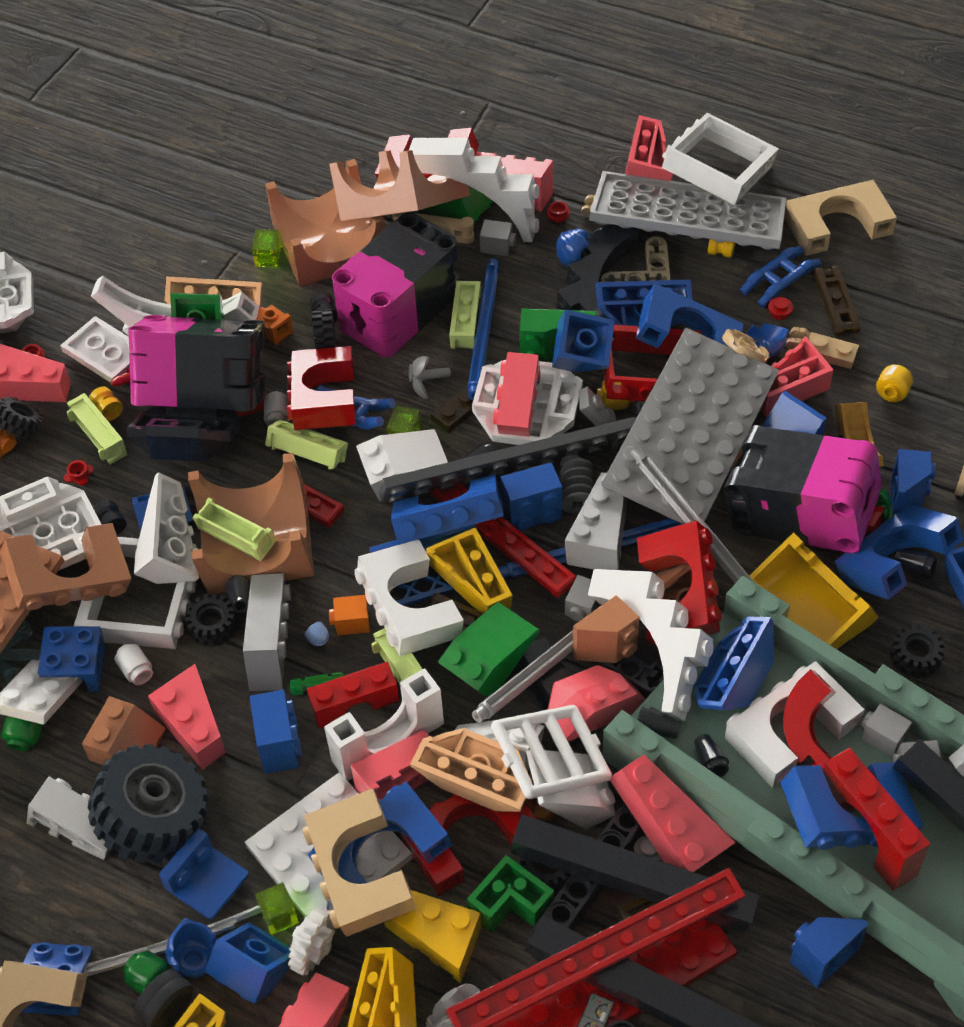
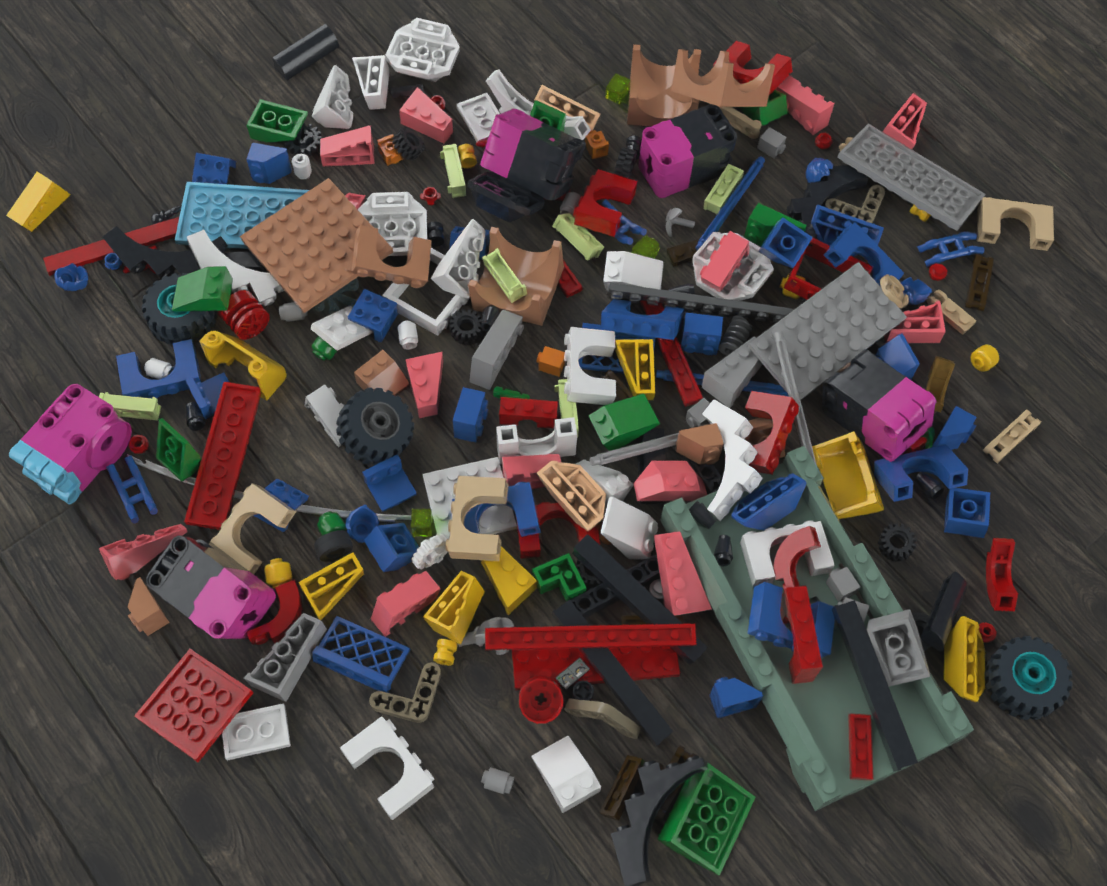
camera: 20 degrees right, 10 degrees up
(317, 634) = (525, 364): light blue hinge -> none
(457, 161) = (780, 98): white arch -> none
(553, 784) = (615, 524): white bar -> none
(594, 409) = (773, 292): light grey plate -> none
(729, 137) = (969, 133): white window -> none

